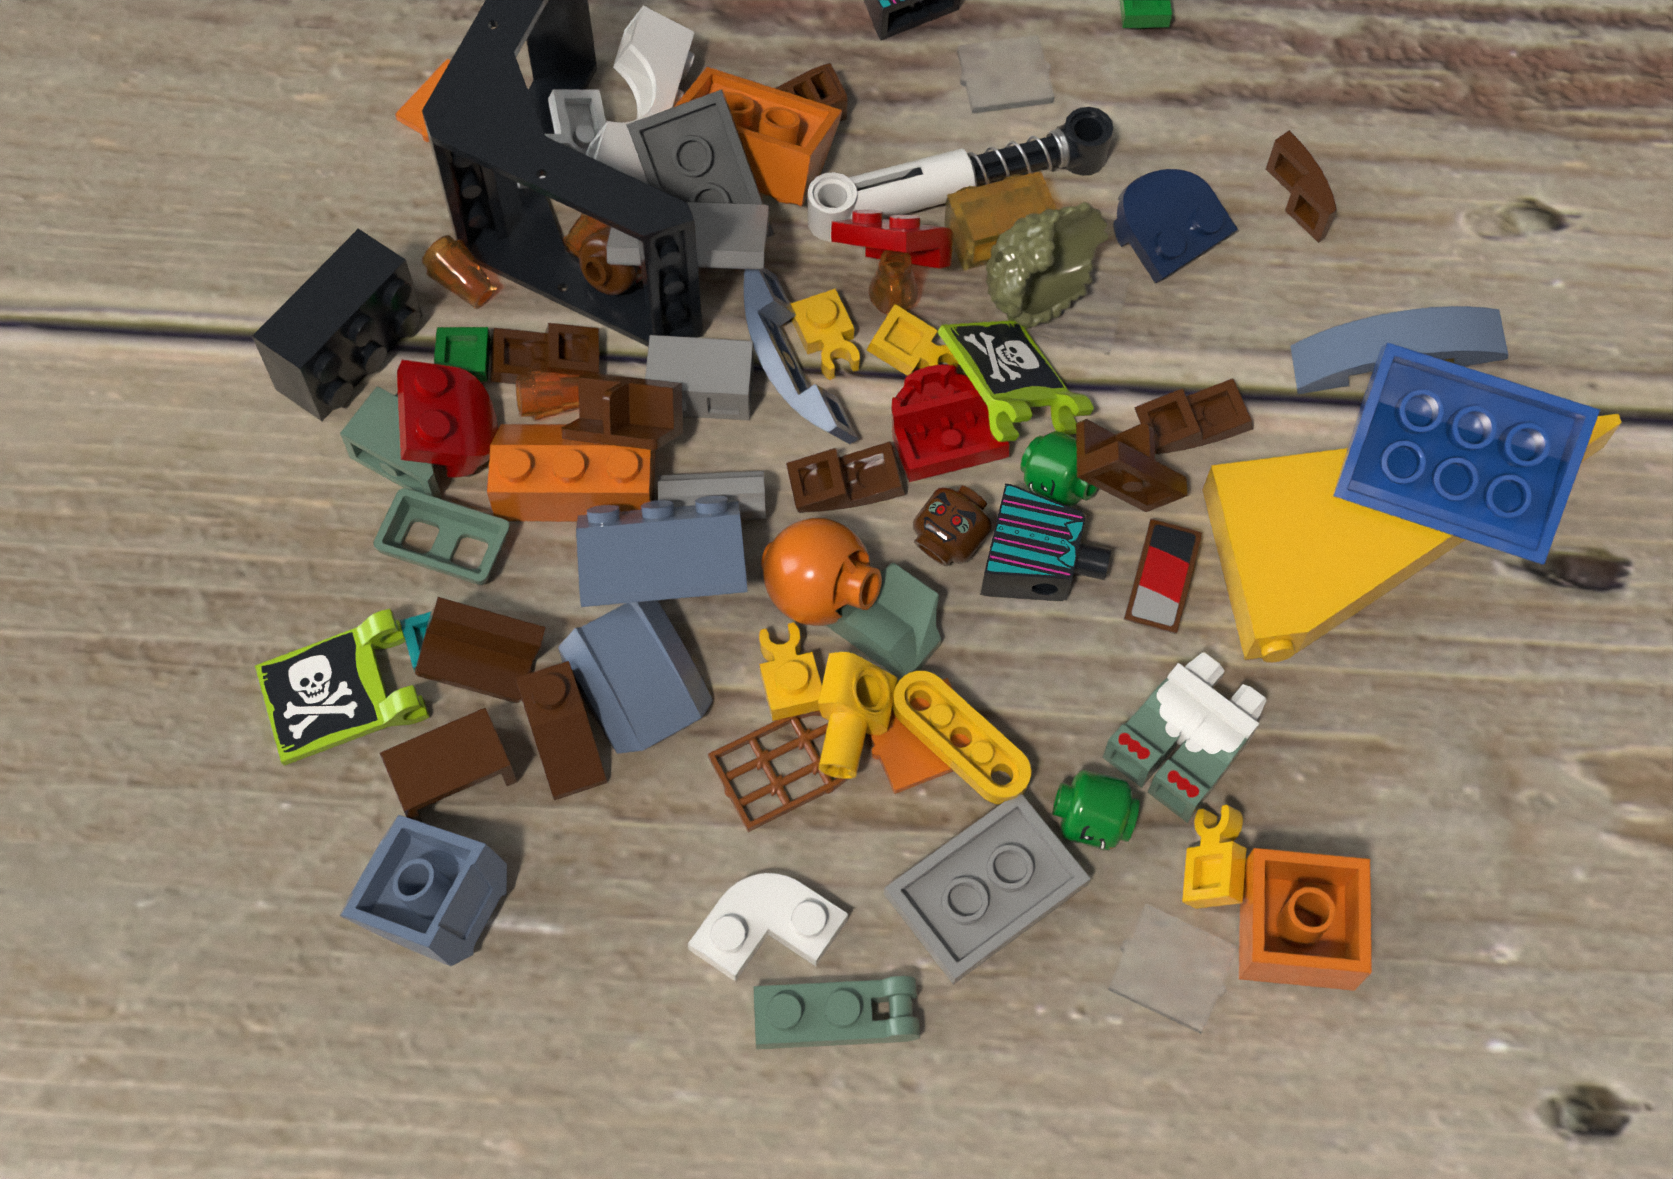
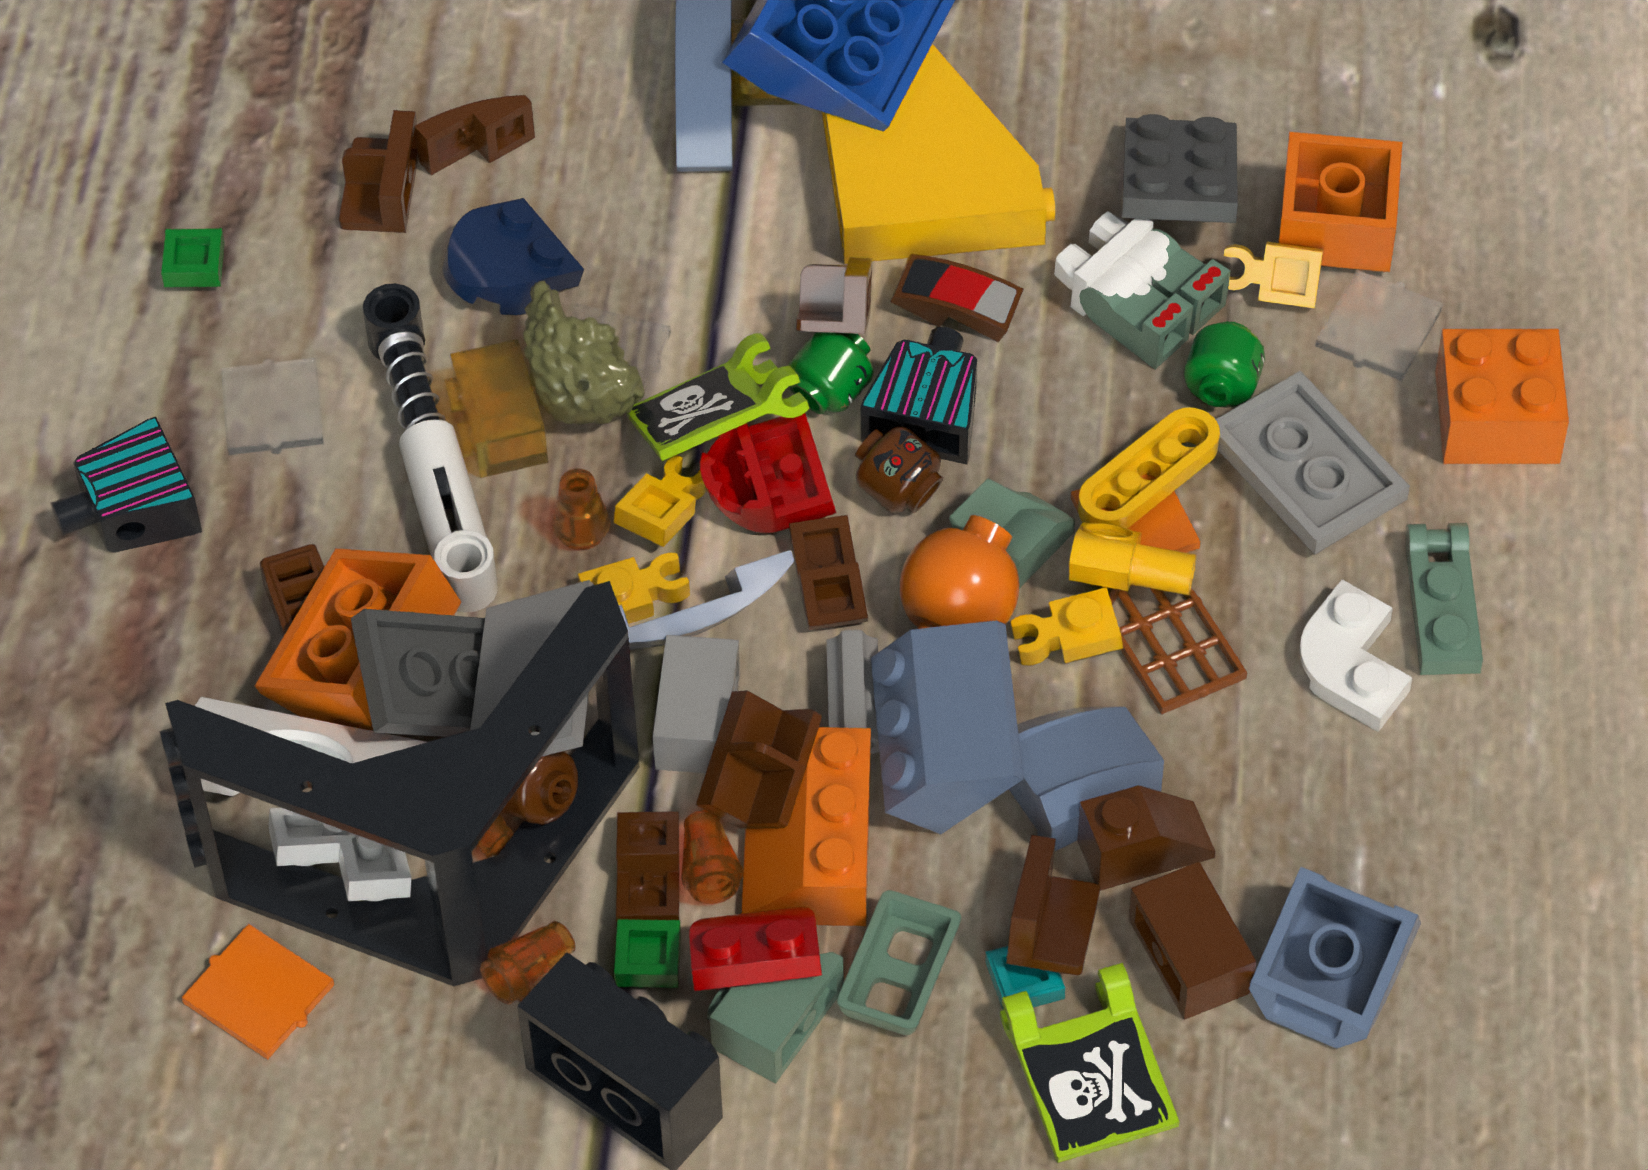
camera: 85 degrees left, 10 degrees down
(900, 233) = (538, 490): red slope -> none
(1074, 1075) = (1501, 396): none -> orange brick
(1195, 419) = (761, 256): reddish brown slope -> none
(1246, 128) = (380, 178): none -> reddish brown panel
(1328, 767) = (1180, 169): none -> dark grey plate

